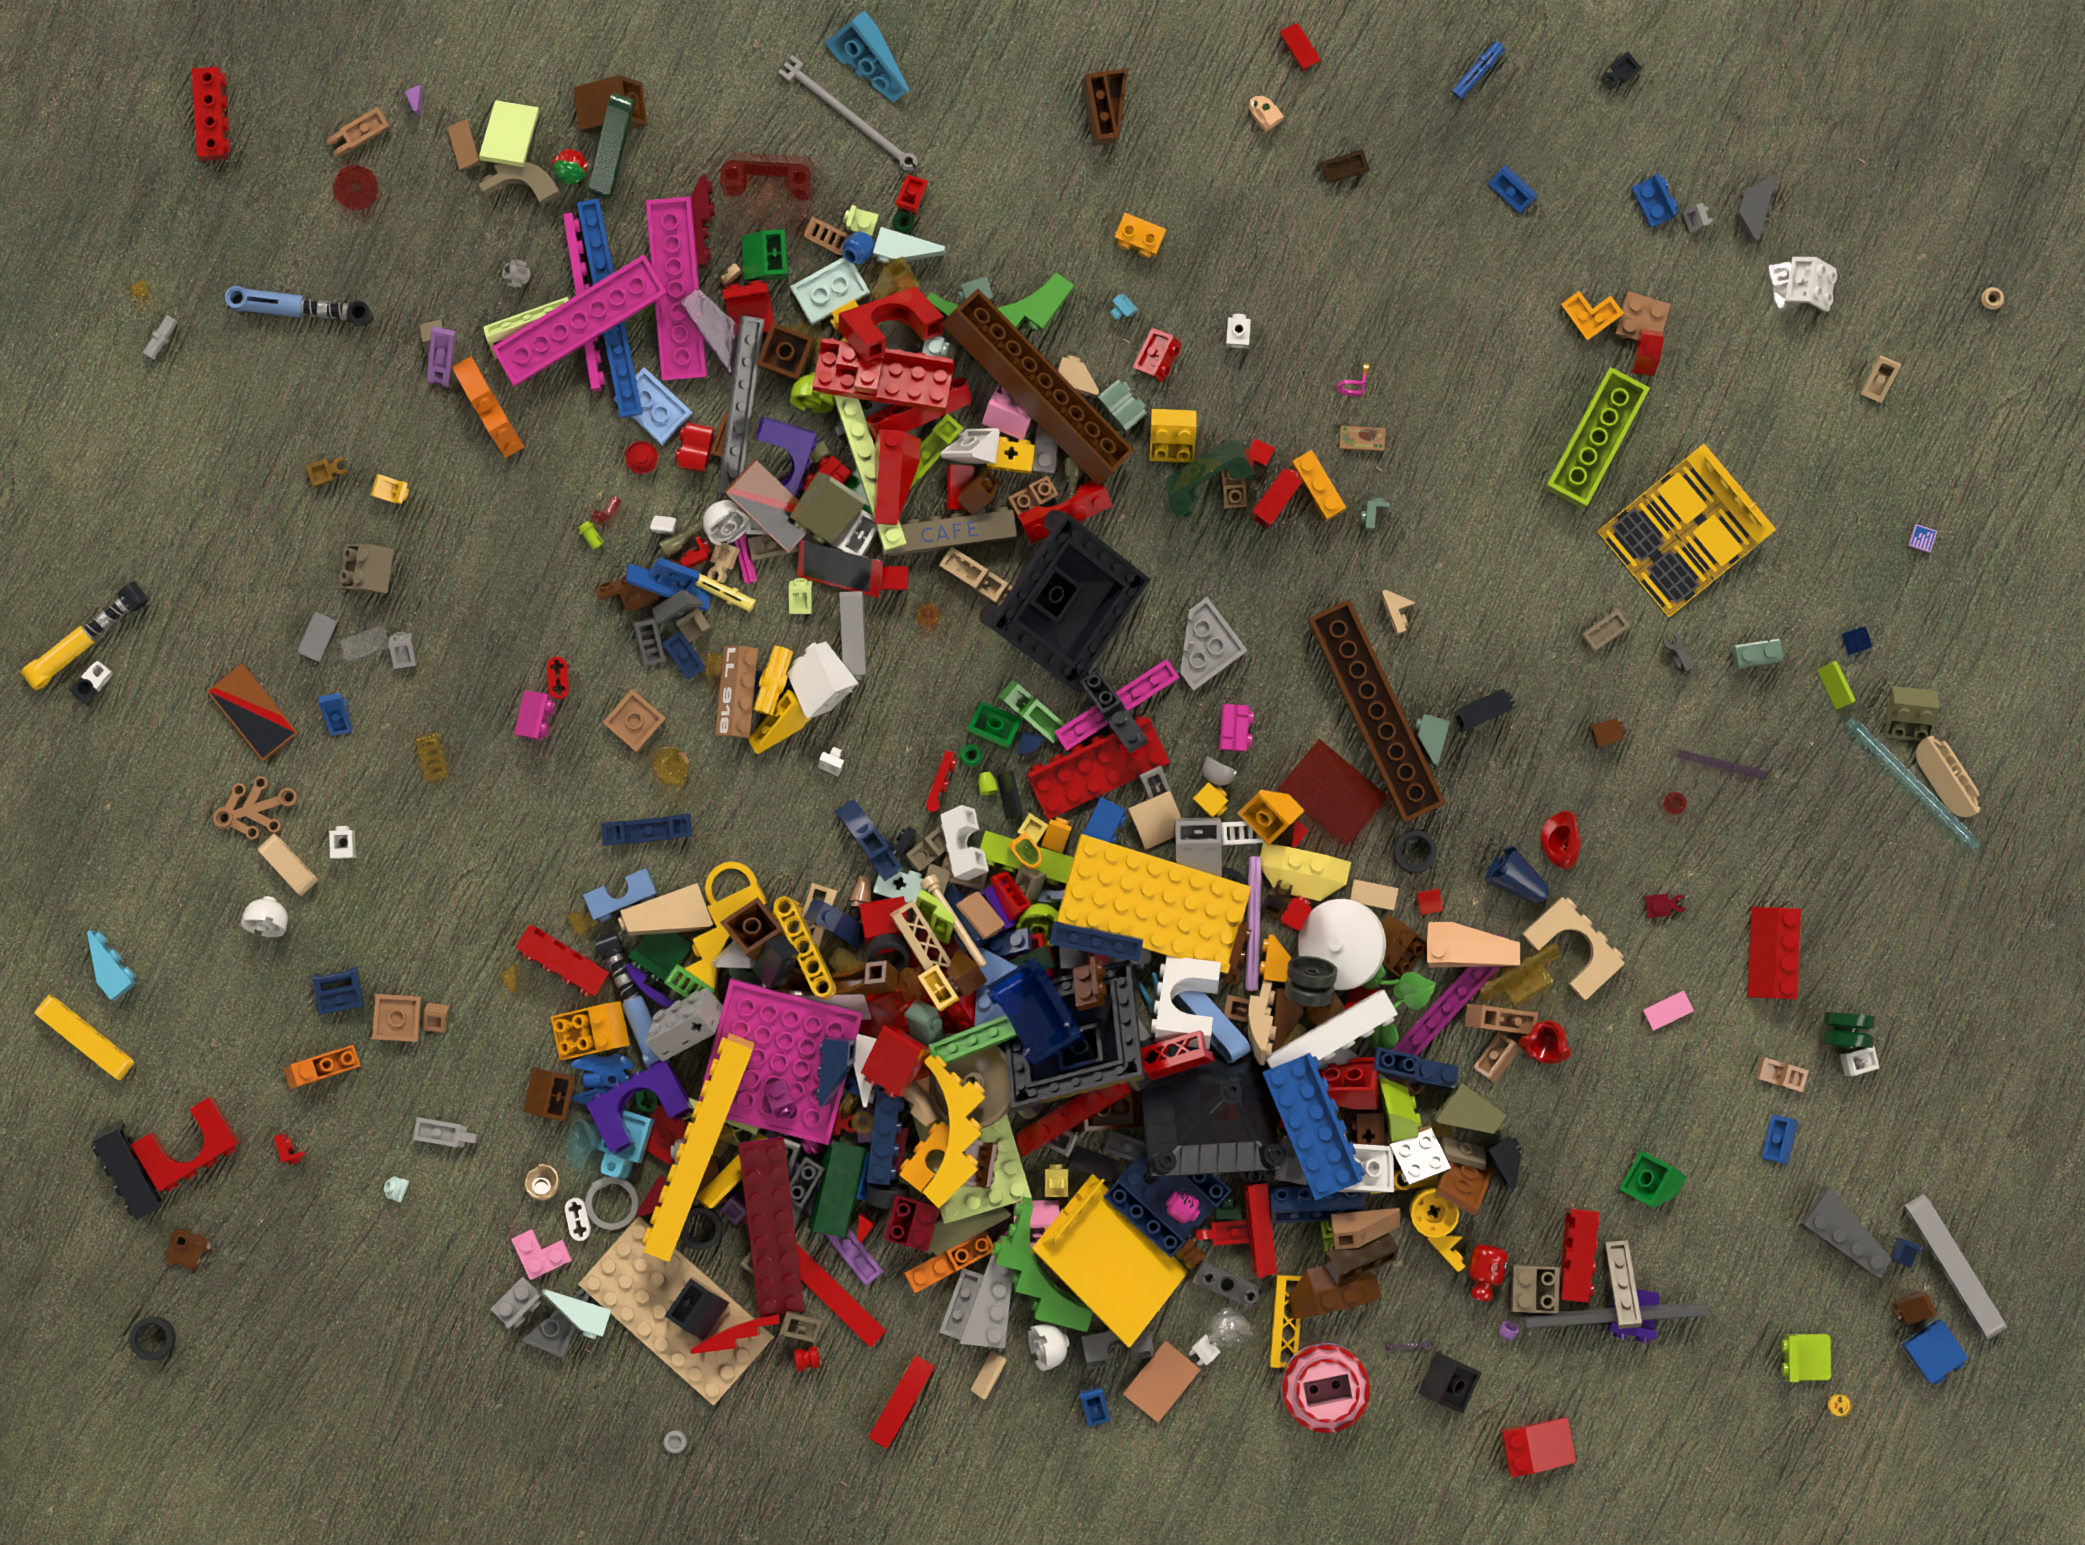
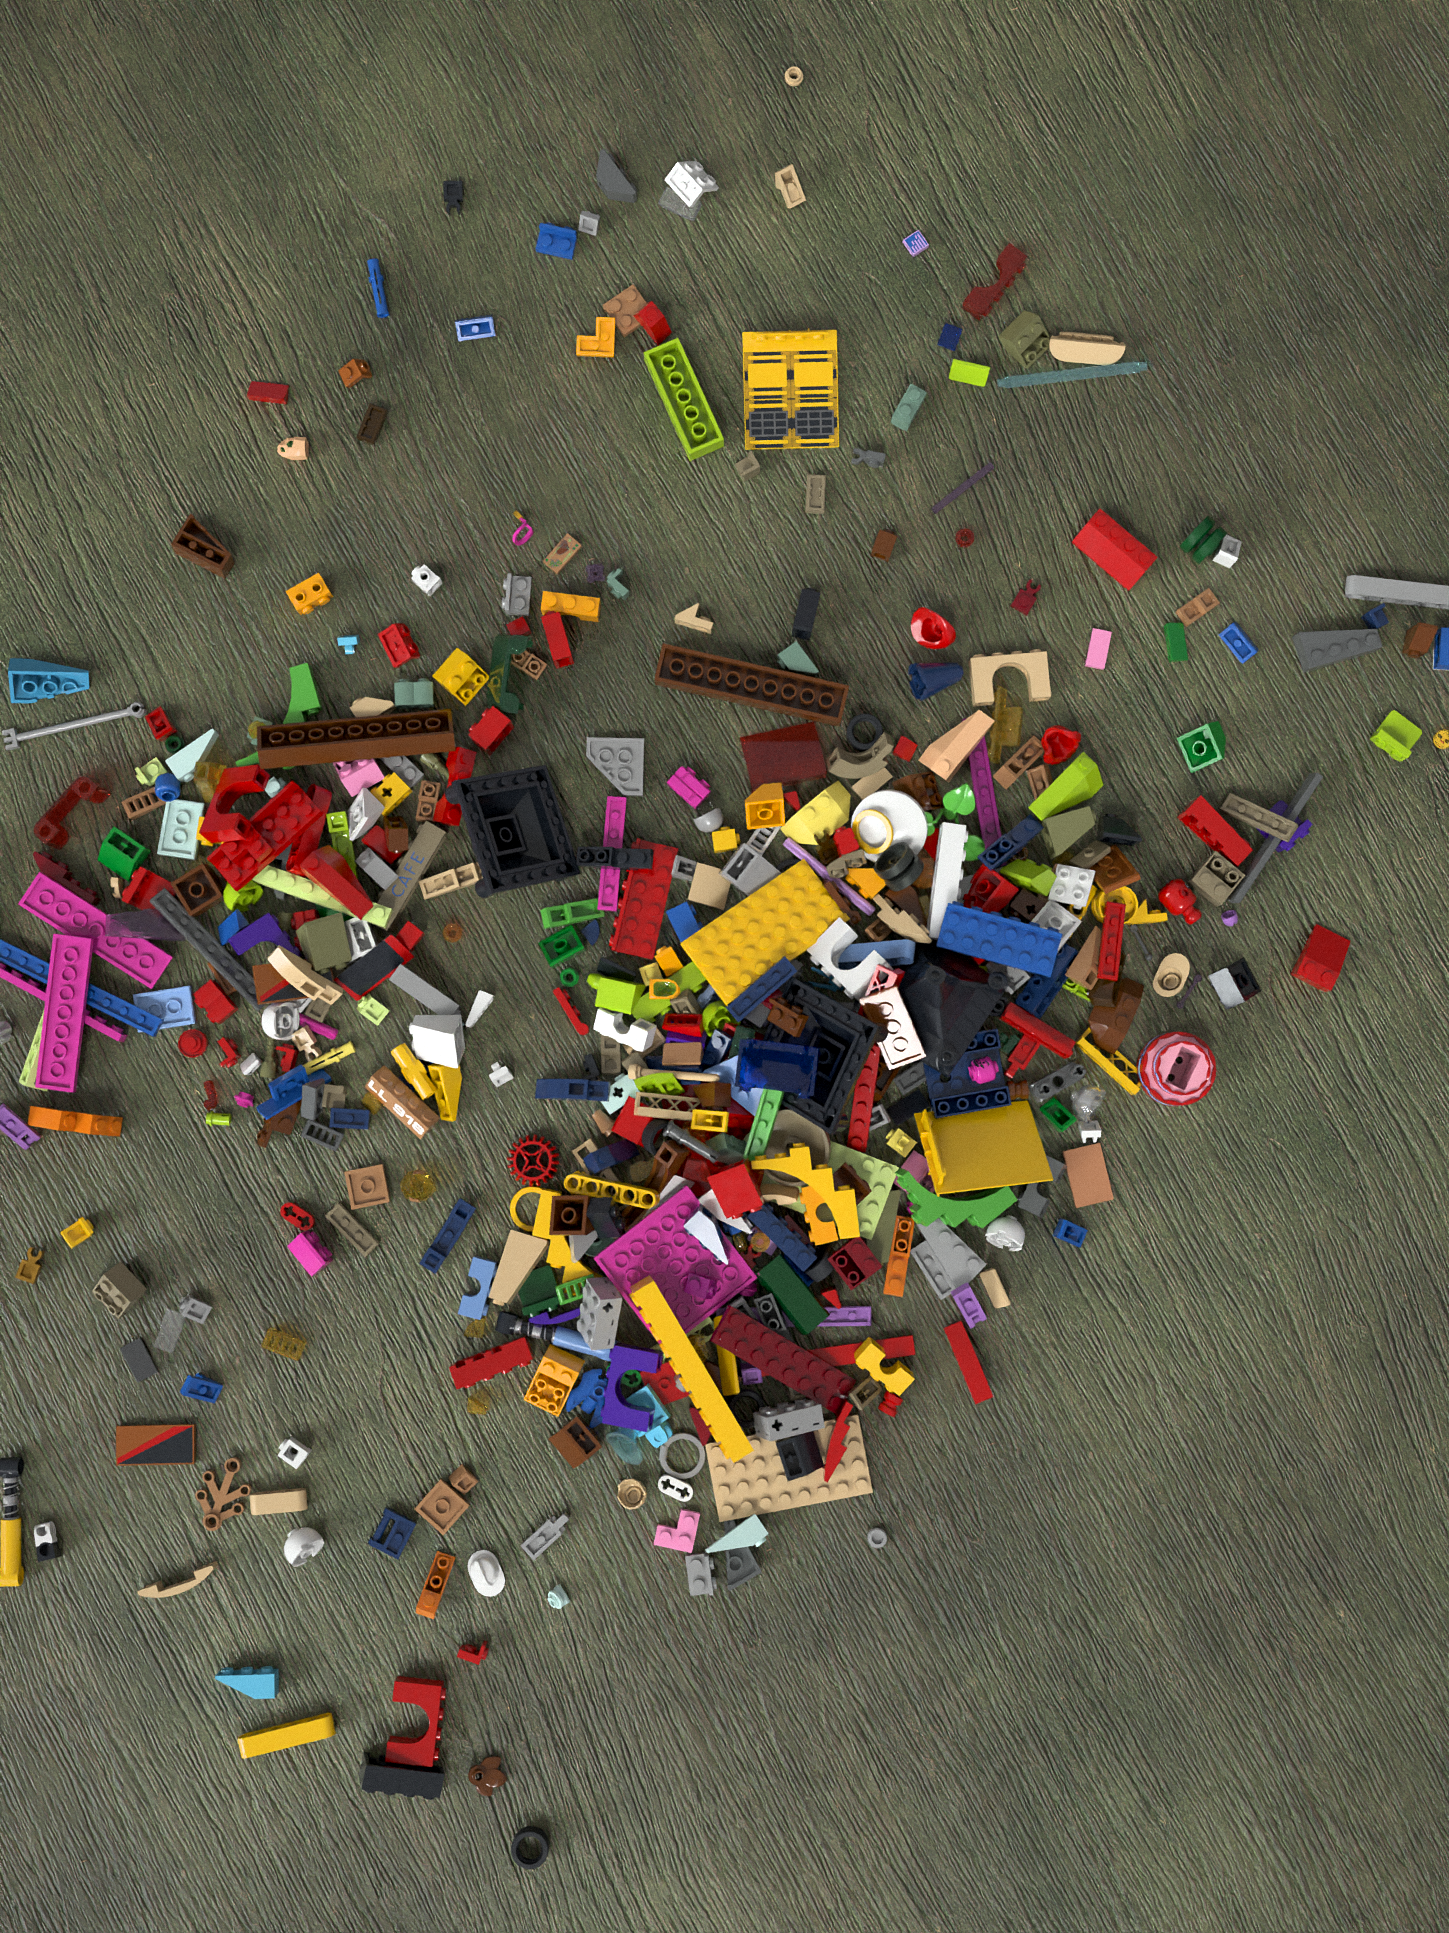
camera: 55 degrees left, 0 degrees up
(124, 817) = (157, 1590): none -> tan slope
(367, 1105) = (486, 1573): none -> white piece
(584, 737) = (352, 1229): none -> dark tan tile
(626, 545) = (244, 1099): none -> dark pink plate
(663, 495) = (230, 1048): none -> red bracket
(720, 1273) = (788, 1419): none -> light grey piece
(775, 874) = (522, 1173): none -> red gear
(776, 408) = (231, 926): none -> blue slope
(780, 512) = (300, 975): none -> tan slope
(834, 1344) = (895, 1378): none -> yellow arch
(885, 692) = (480, 1004): none -> white slope
(904, 975) = (683, 1137): none -> dark grey pin
(933, 499) = (376, 868): none -> light grey slope
(954, 1360) = (968, 1305): none -> medium lavender plate
(973, 285) = (252, 729): none -> clear yellow plate
(990, 813) = (618, 994): none -> lime slope
(1143, 503) = (490, 730): none -> red brick
(1147, 1109) = (902, 1040): none -> tile
(1195, 1309) = (1057, 1115): none -> green slope
(1269, 926) = (840, 866): none -> dark tan slope
(1291, 427) = (517, 595): none -> light grey bracket
(1306, 933) = (867, 848): none -> yellow piece
(1368, 477) = (595, 568): none -> clear purple plate
(1381, 111) = (354, 372): none -> dark orange bracket
(1381, 872) = (860, 764): none -> dark tan arch
(1395, 1233) = (1111, 941): none -> red tile
(1409, 1316) = (1171, 975): none -> tan piece
(1427, 1248) = (1133, 928): none -> dark grey hinge
(1515, 1086) = (1073, 786): none -> lime wedge
(1580, 547) = (748, 467): none -> dark tan panel
(1732, 1079) = (1175, 642): none -> green slope
(1915, 642) = (981, 299): none -> clear red arch

